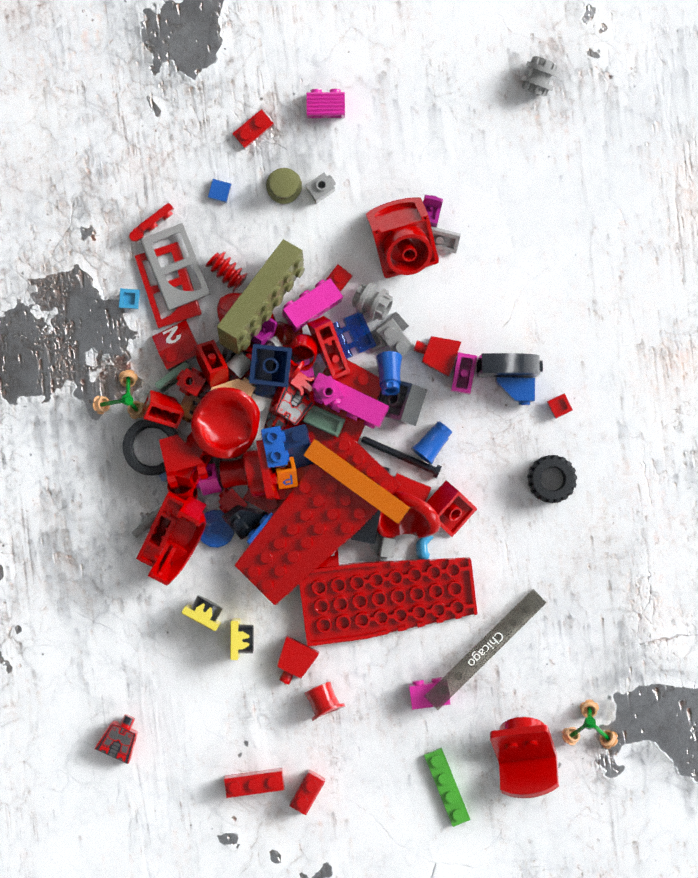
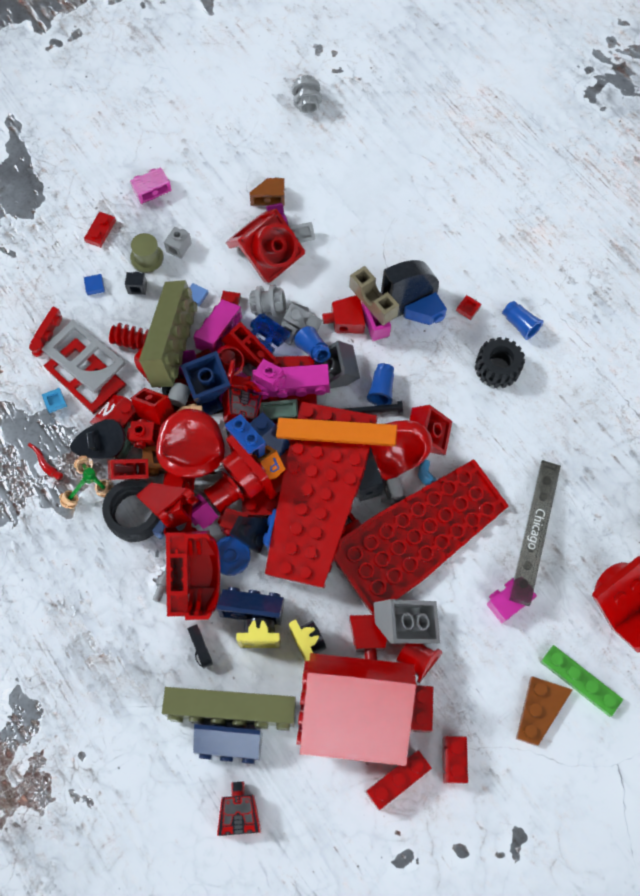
camera: 25 degrees left, 20 degrees down
(96, 366) = (47, 468): none -> red animal
(136, 684) = (227, 743): none -> slope
(151, 366) = (100, 440): none -> black shield
(151, 658) = (230, 707): none -> olive brick
(152, 596) = (200, 647): none -> black piece
(210, 584) = (250, 604): none -> dark blue slope
(248, 716) = (356, 709): none -> container
(259, 212) = (136, 283): none -> black plate
(303, 740) = (423, 709): none -> red brick
(311, 253) = (198, 294): none -> medium blue tile
(329, 669) = (408, 621): none -> light grey slope
(400, 790) = (540, 709): none -> dark orange wing
(439, 176) = (268, 192): none -> dark orange slope
(467, 360) = (381, 306): none -> dark tan arch
(601, 446) = (522, 319): none -> blue plant

